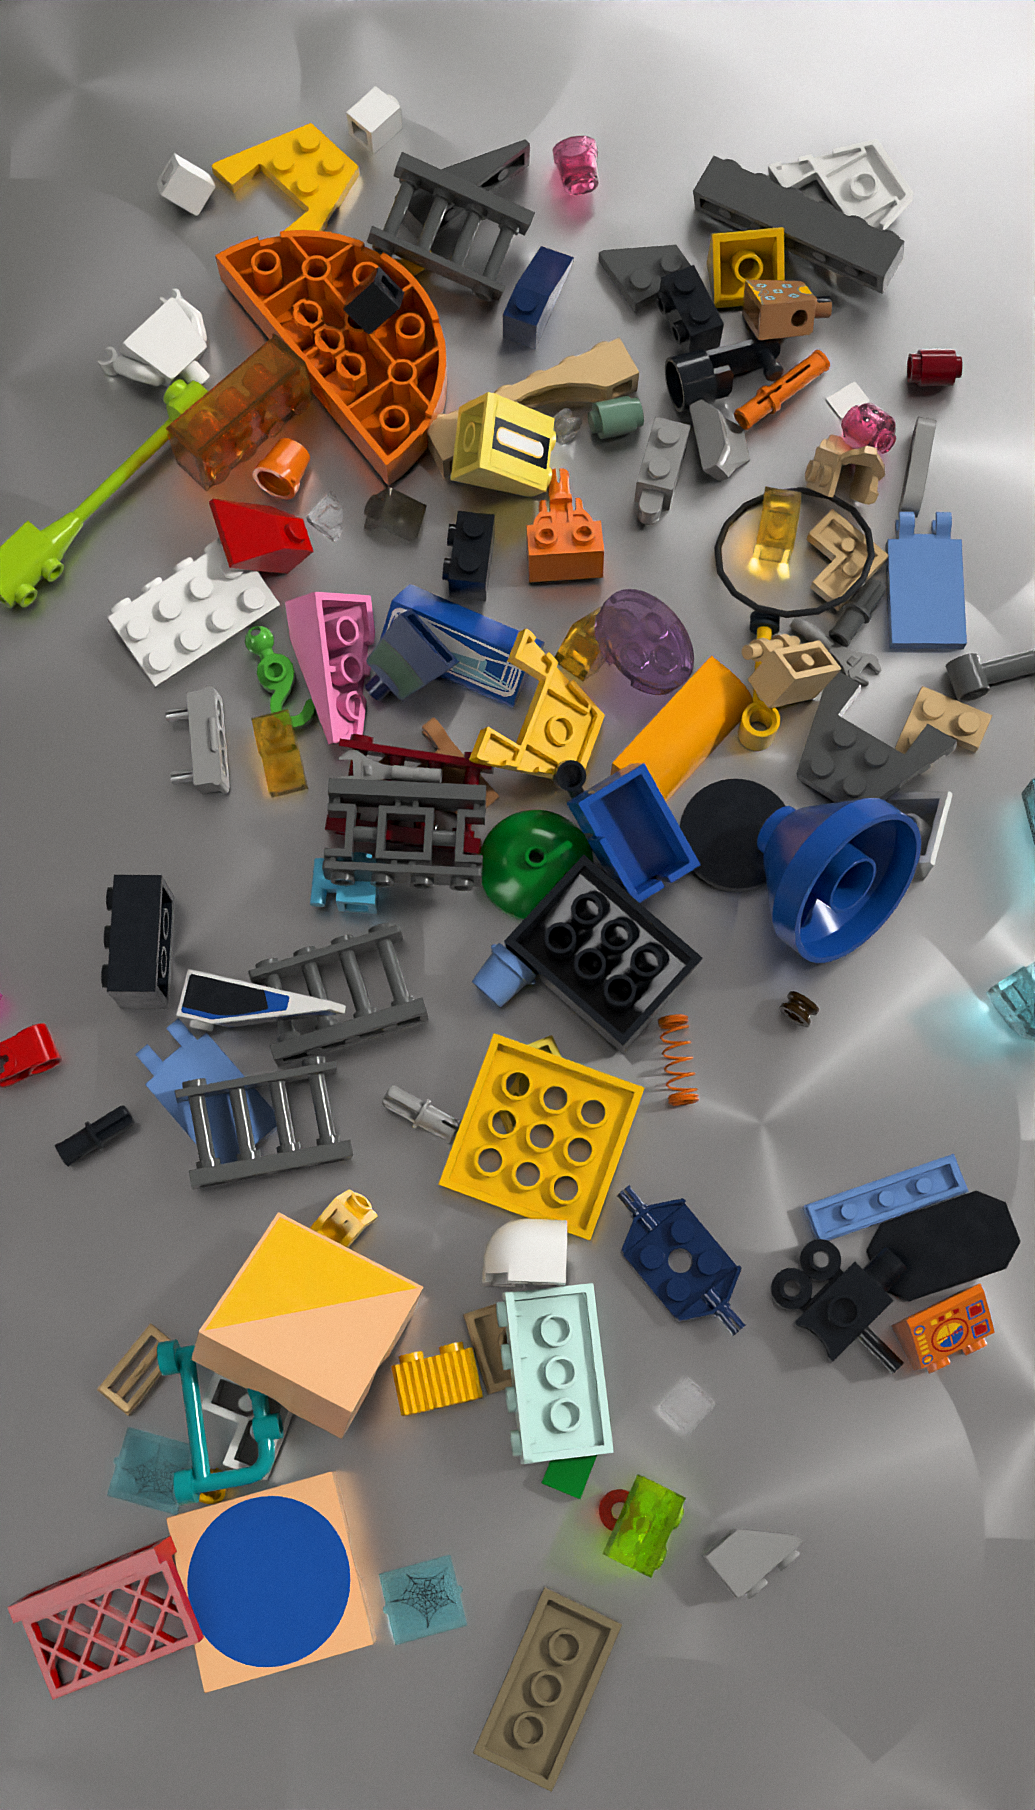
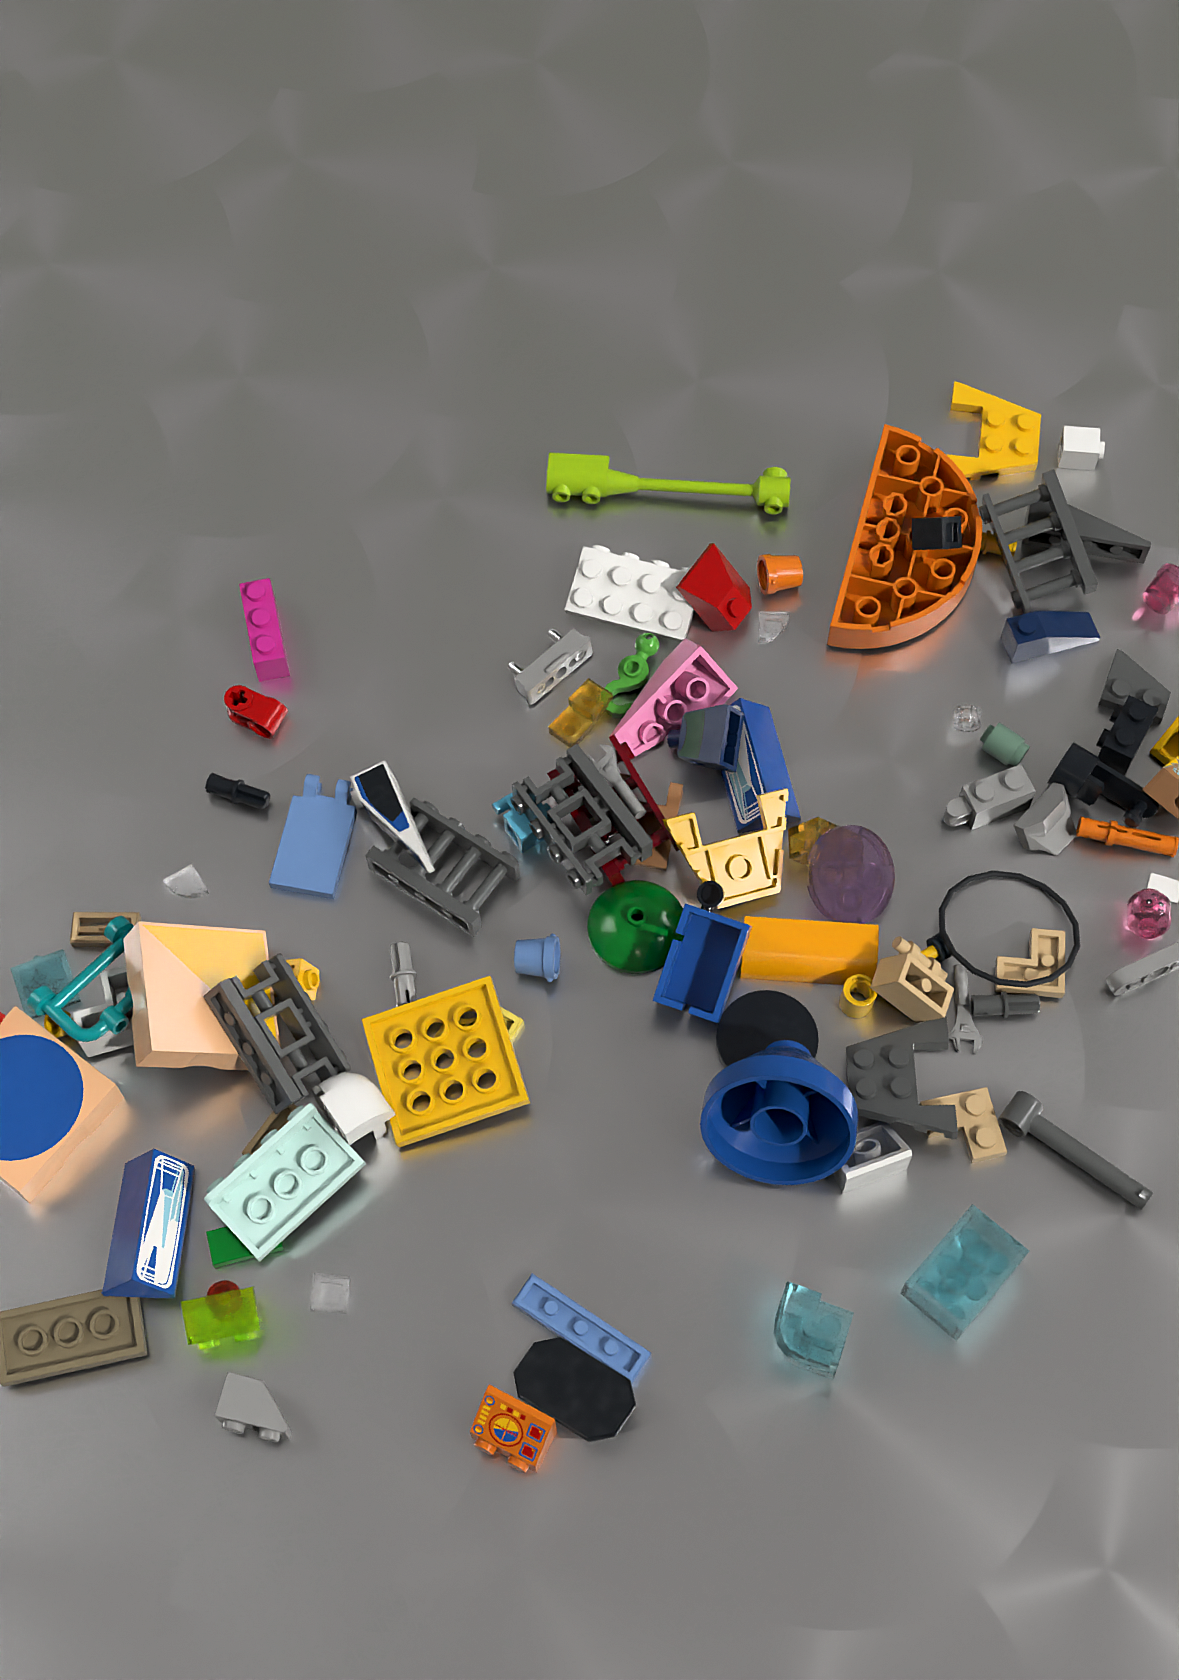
camera: 55 degrees right, 10 degrees down
(139, 941) = (381, 720): black brick -> none
(154, 1254) = (186, 883): none -> clear tile
(163, 346) = (800, 445): white torso -> none
(185, 184) = (925, 377): white panel -> none
(241, 413) = (791, 519): clear orange brick -> none
(289, 1153) = (310, 913): dark grey fence -> none
(395, 513) = (809, 662): clear smoke bracket -> none
(402, 1301) = (257, 1043): none -> dark grey fence
(422, 1599) = (76, 1213): clear light blue piece -> none
(436, 1380) = (227, 1113): yellow brick -> none
(471, 555) = (819, 726): black brick -> none
(498, 1537) = (149, 1227): none -> blue slope
(503, 446) = (910, 688): light yellow slope -> none
(564, 540) = (884, 773): orange brick -> none
(590, 377) = (906, 662): tan arch -> none
(602, 953) = (601, 1006): black slope -> none
(671, 1022) = (593, 1090): orange piece -> none
(712, 1273) = (423, 1187): dark blue plate -> none
(777, 525) = (1019, 903): clear yellow slope -> none
(799, 1009) = (672, 1169): dark brown bush -> none
(832, 453) = (1112, 909): tan piece -> none
(845, 1303) = (480, 1349): black piece -> none
(925, 586) = (1066, 1038): medium blue tile -> none

